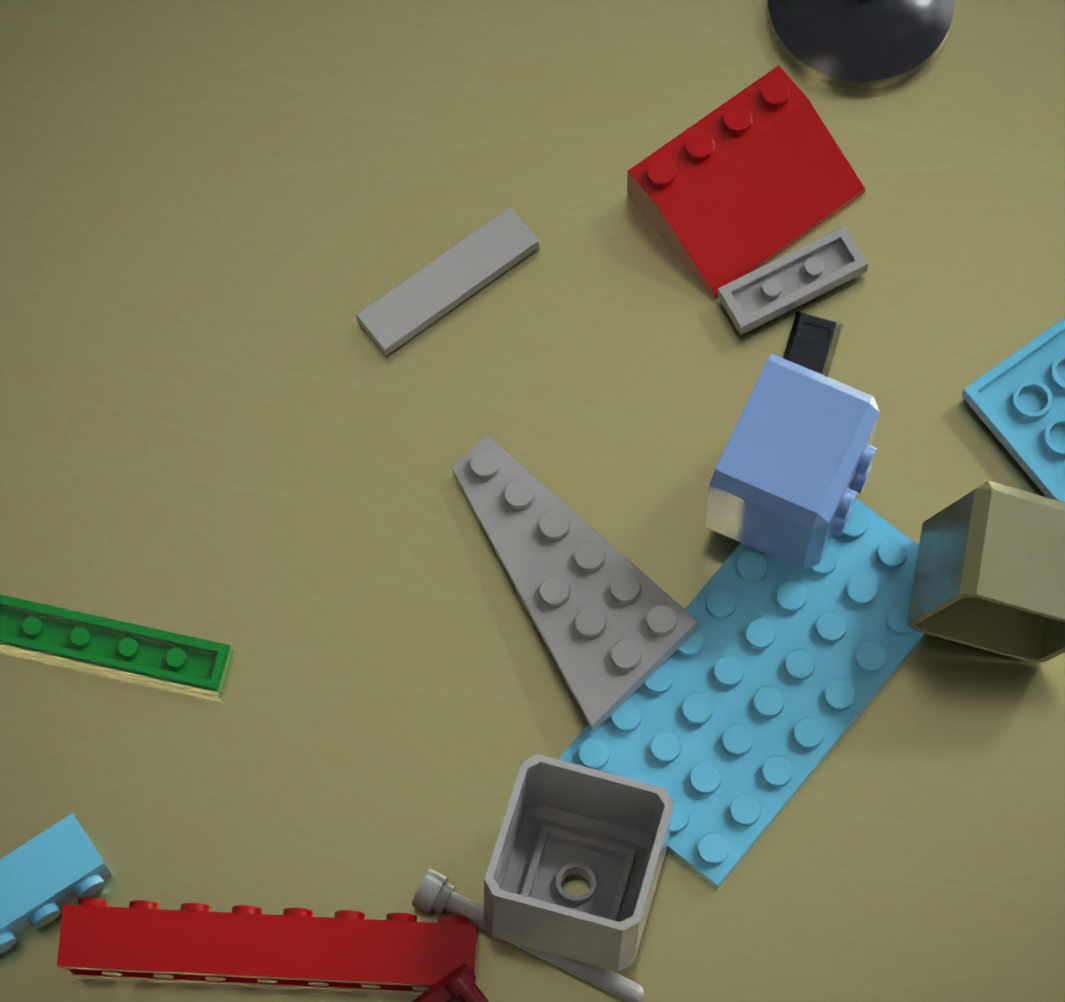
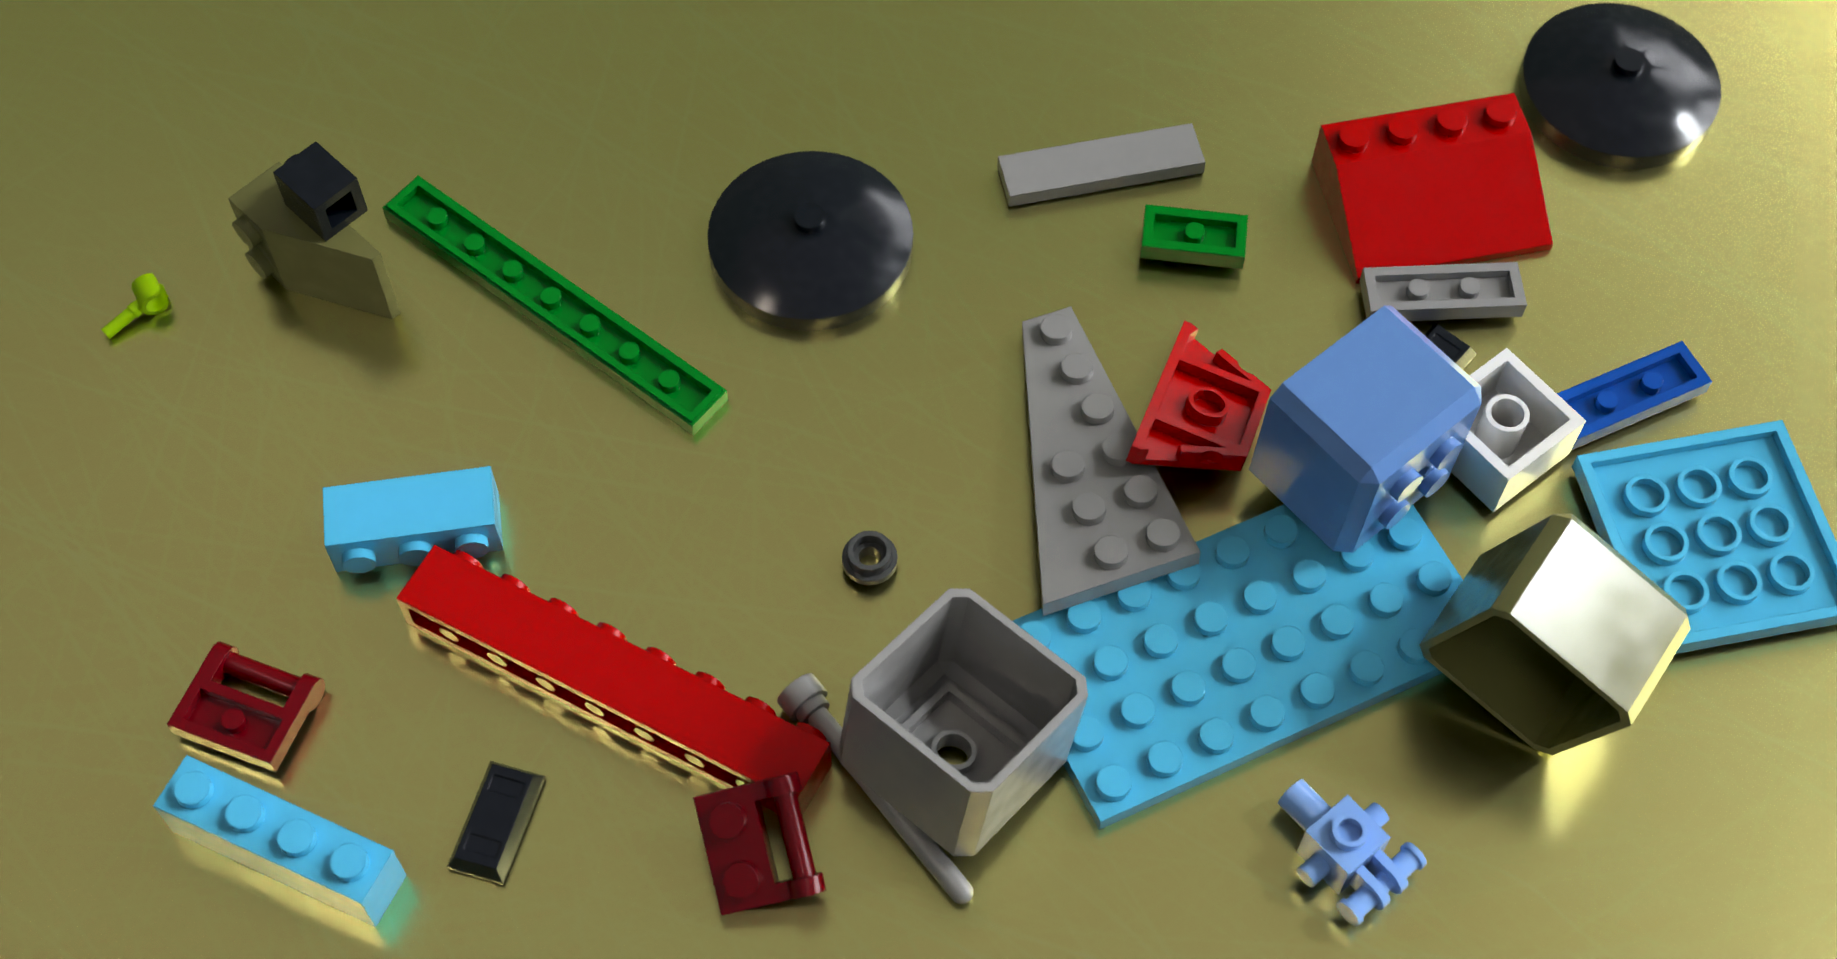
camera: 20 degrees right, 10 degrees down
(229, 467) = (810, 241): none -> black dish
(425, 728) = (869, 544): none -> dark grey plate
(560, 319) = (1194, 236): none -> green plate
(639, 486) = (1200, 410): none -> red wing
(908, 387) = (1516, 433): none -> white brick
(914, 816) = (1347, 845): none -> light blue piece
(981, 311) = (1636, 391): none -> blue plate

